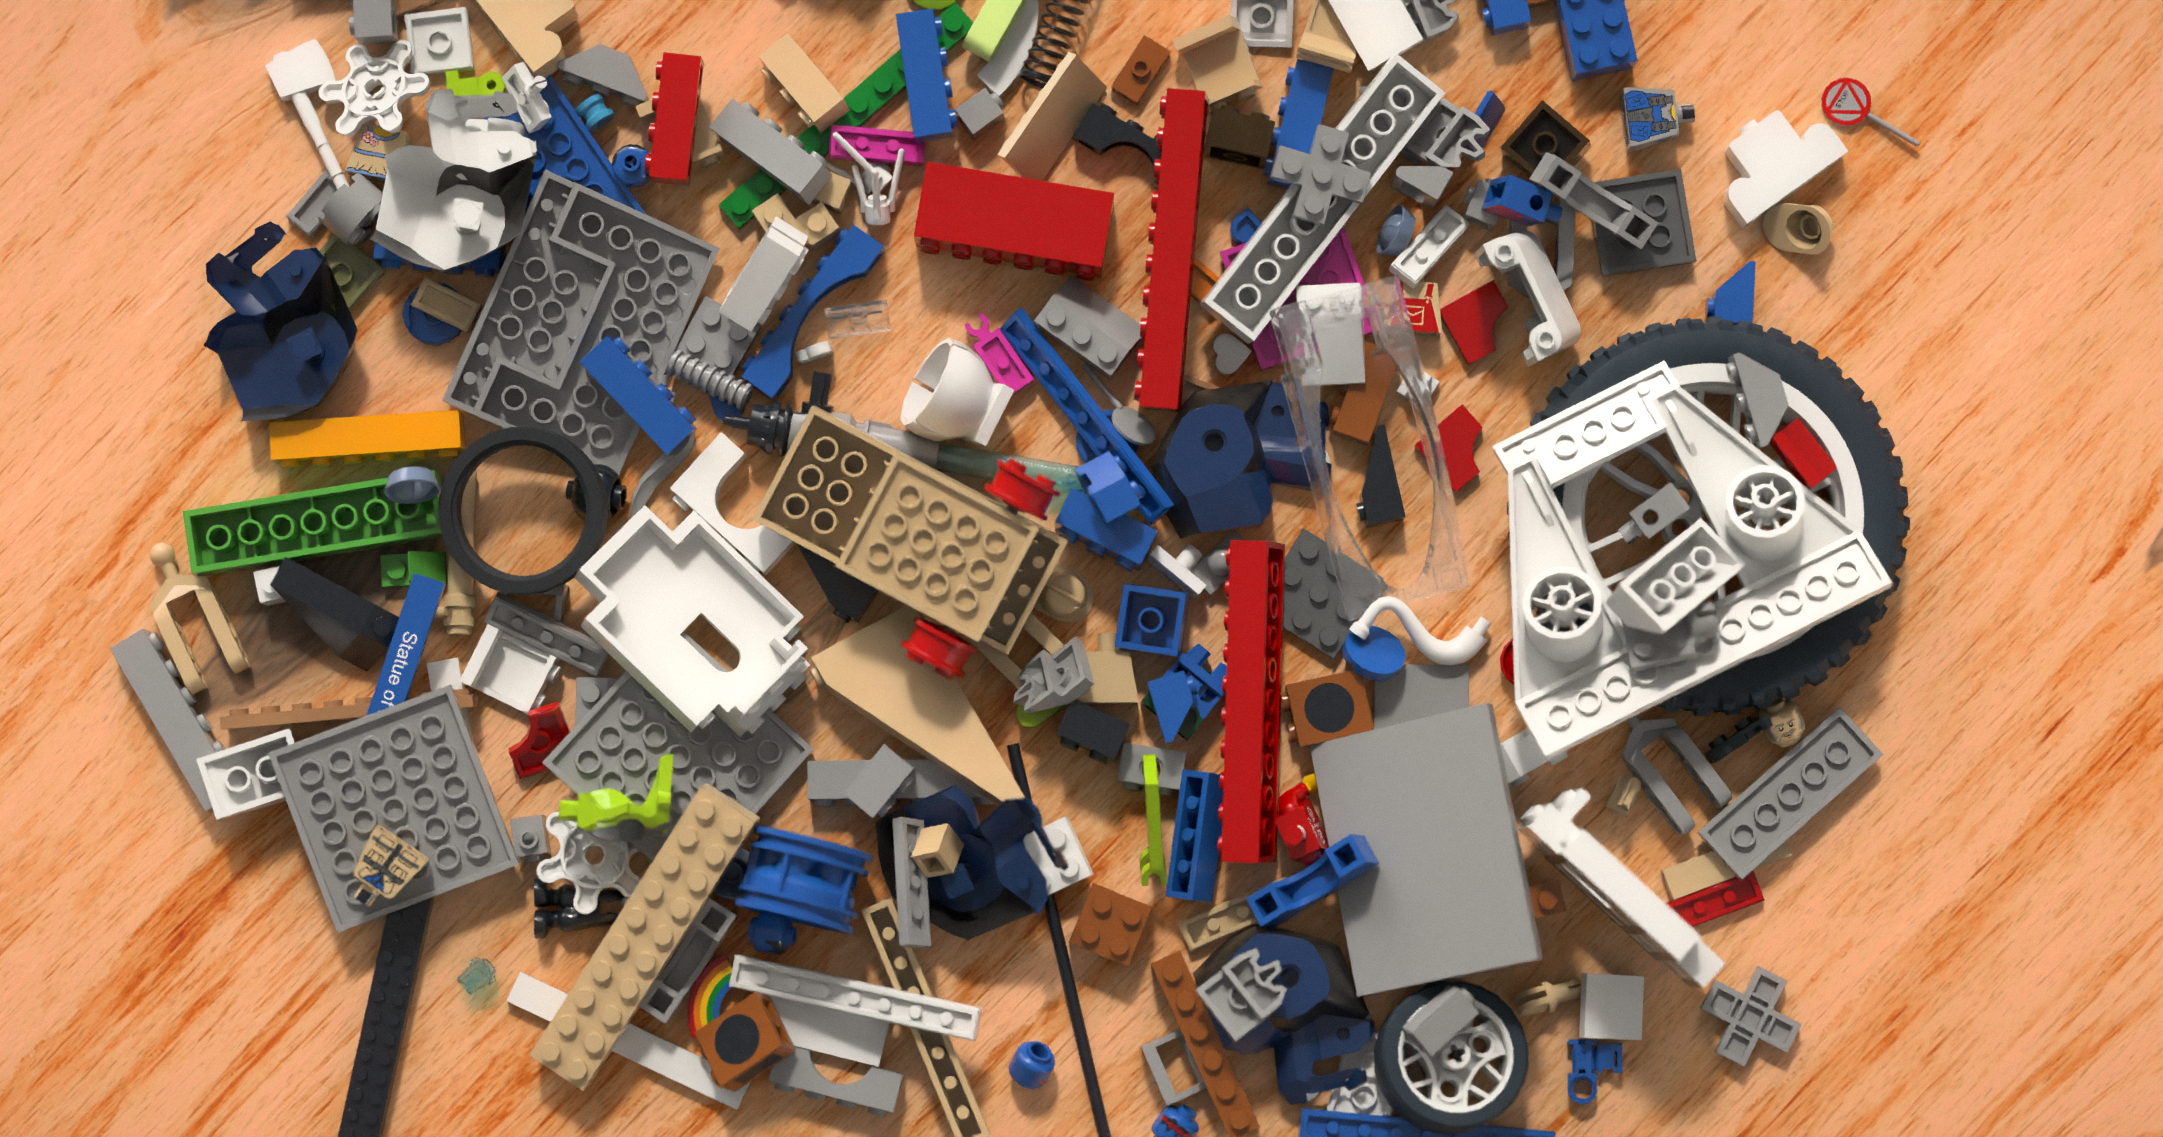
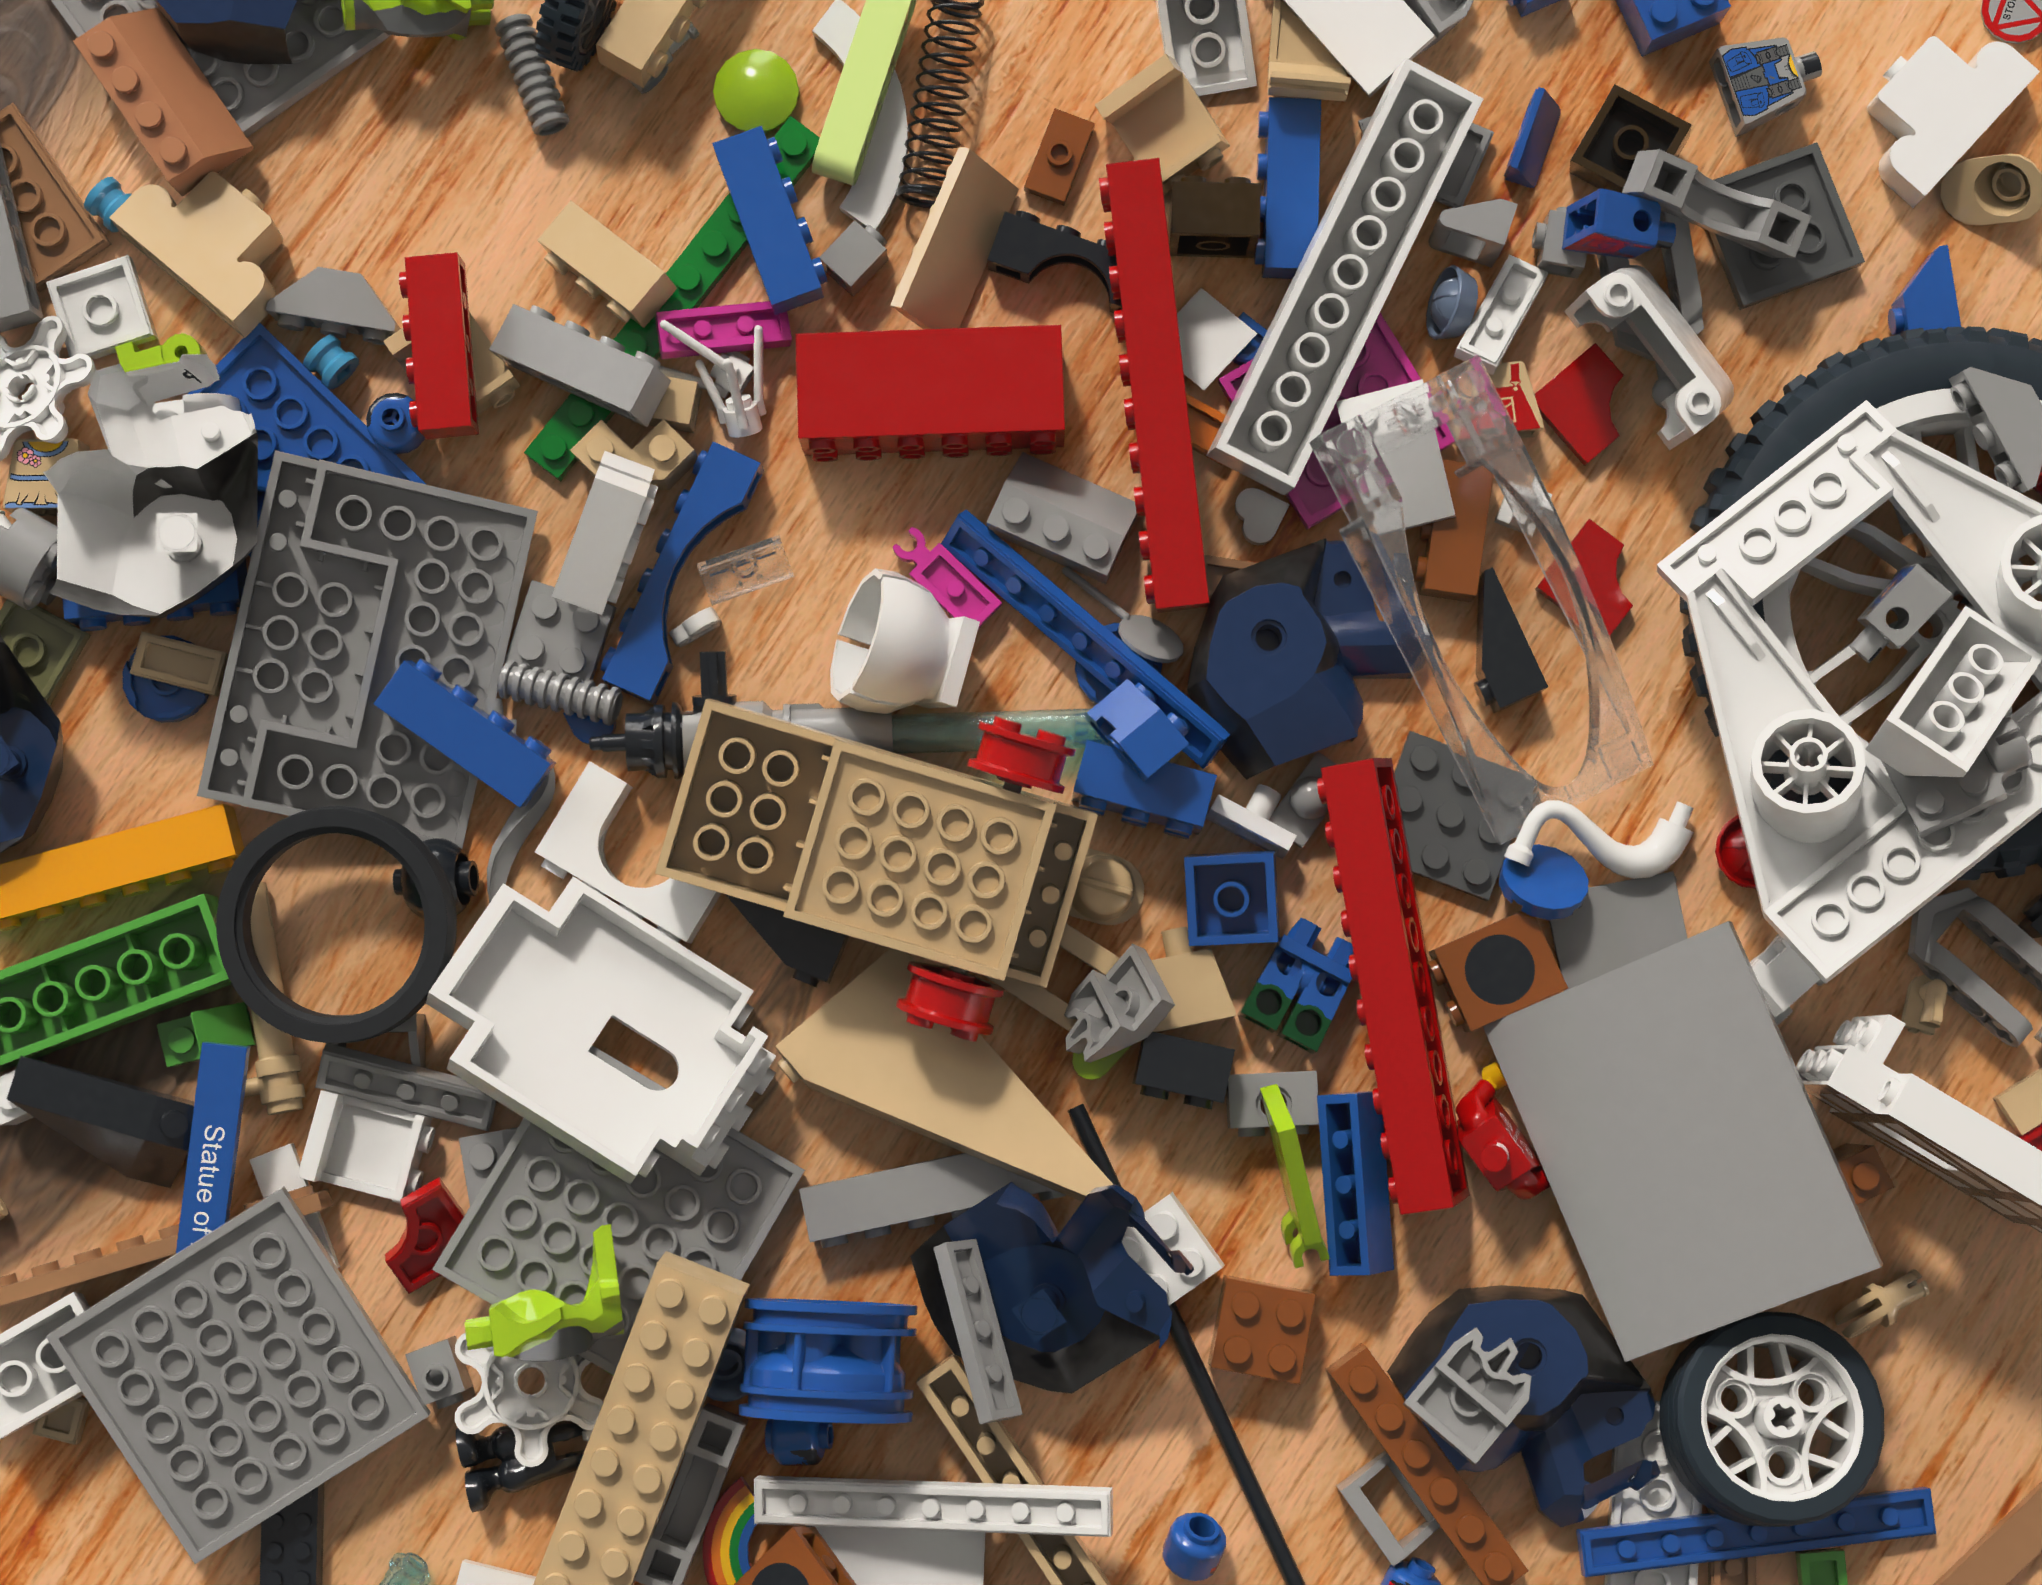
camera: 10 degrees left, 0 degrees up
(262, 819) = (64, 1423): none -> tan tile
(386, 866) = (242, 1459): torso -> none
(411, 485) = (174, 922): sand blue hat -> none
(527, 94) = (233, 360): white plate -> none
(879, 782) = (905, 1199): light grey brick -> none
(937, 850) = (1004, 1278): tan brick -> none
(1171, 701) = (1285, 1007): blue slope -> none
(1219, 221) = (1209, 338): none -> white sticker
(1220, 920) = (1437, 1272): tan tile -> none
(1294, 894) = (1532, 1216): blue arch -> none
(1320, 174) = (1338, 242): light grey plate -> none
(1441, 1020) = (1754, 1375): light grey brick -> none
(1448, 136) = (1498, 159): light grey plate -> none
(1587, 1059) = (1953, 1378): blue piece -> none
(1611, 1006) = (1970, 1300): white tile -> none

